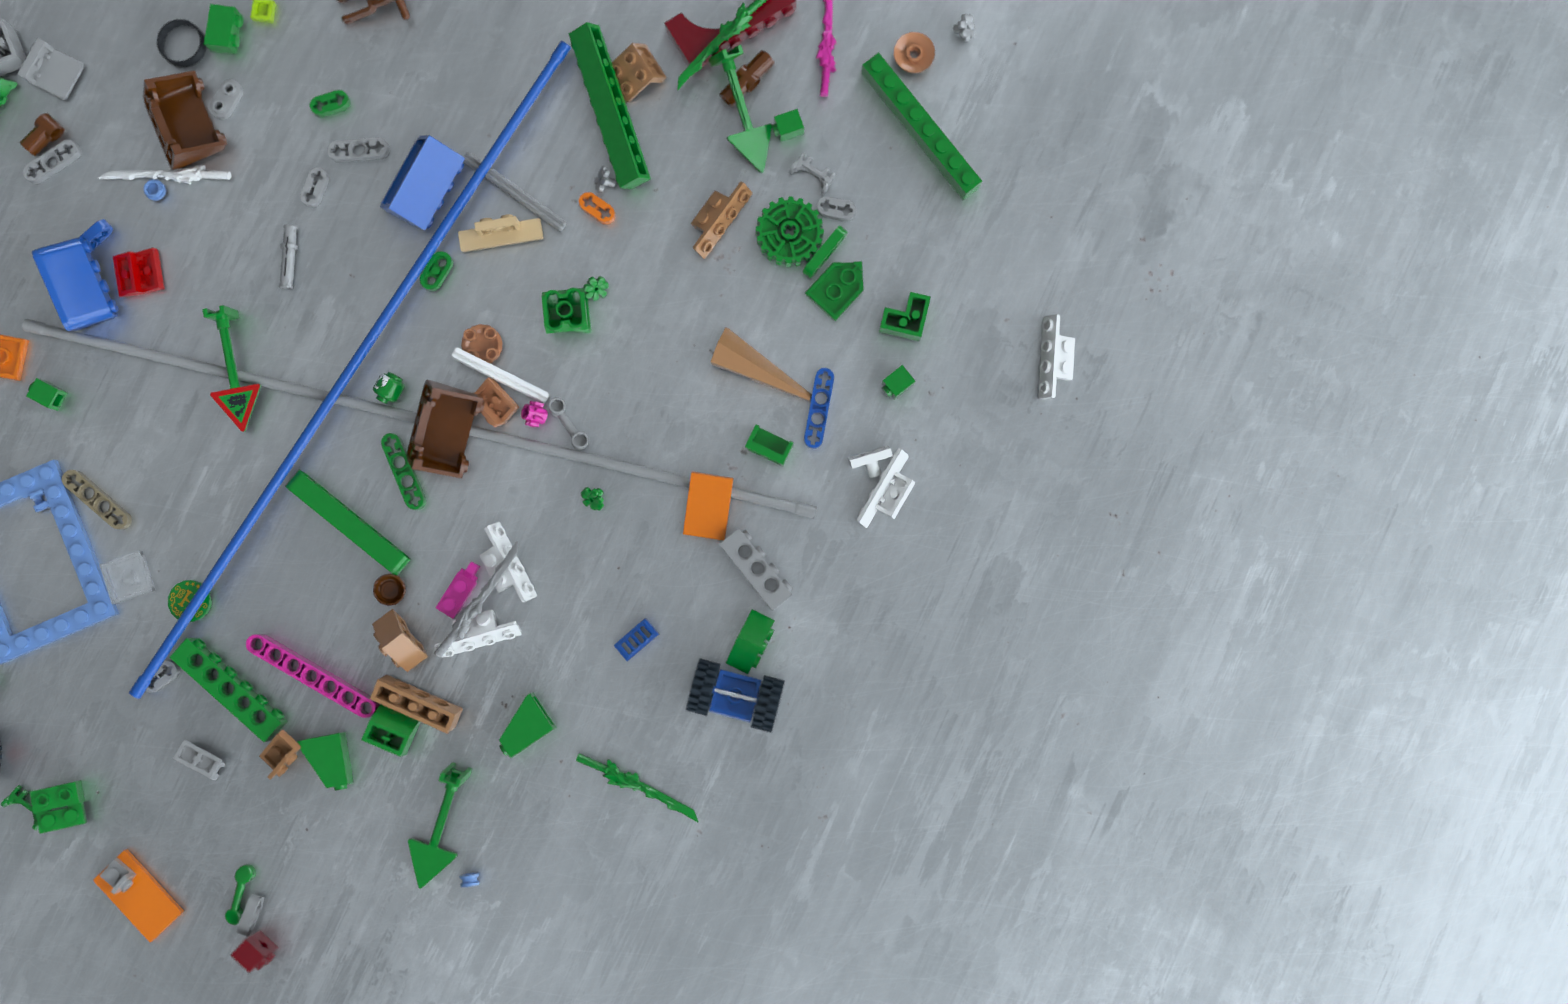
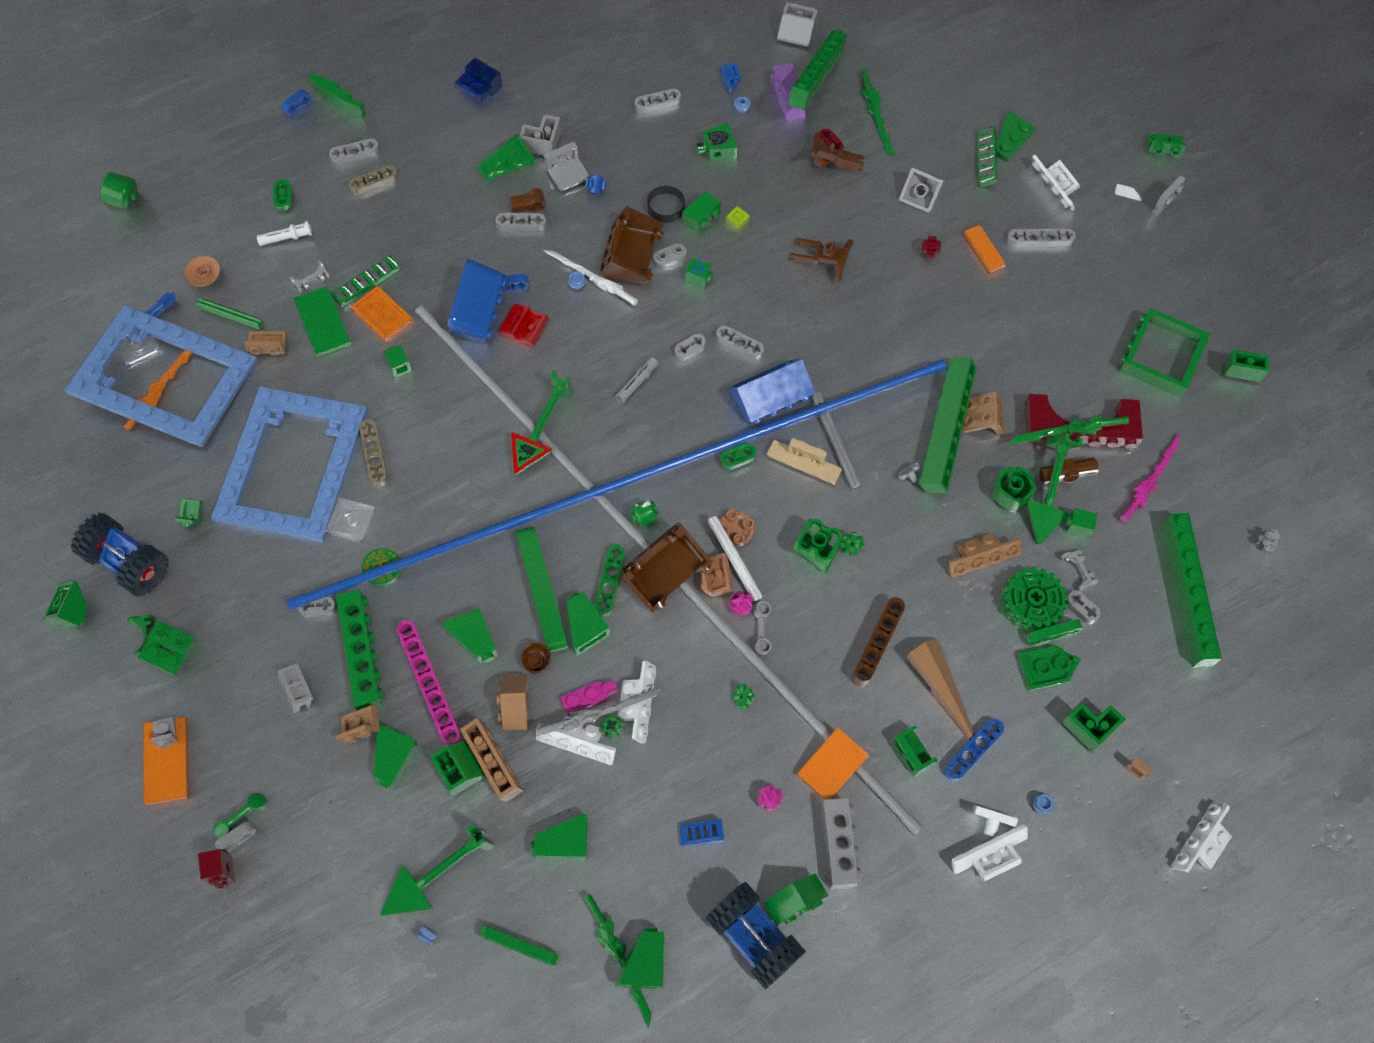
camera: 30 degrees right, 20 degrees down
(95, 69) = (596, 184): none -> blue gear
(267, 101) = (698, 273): none -> green brick
(319, 606) = (472, 635): none -> green slope
(330, 103) = (741, 301): green beam -> none
(409, 528) = (585, 623): none -> green slope
(504, 601) = (618, 726): none -> green gear
(550, 834) = (518, 946): none -> green beam
(594, 212) = (894, 487): orange beam -> none
(660, 777) = (644, 962): none -> green slope
(673, 571) = (770, 798): none -> dark pink gear
(677, 356) = (882, 633): none -> reddish brown beam
(697, 127) = (1013, 488): none -> green brick
(897, 382) = (1055, 771): green brick -> none
(904, 417) = (1043, 803): none -> medium blue plate
(914, 43) = (1221, 527): nougat dish -> none
(966, 330) = (1139, 768): none -> medium nougat tile

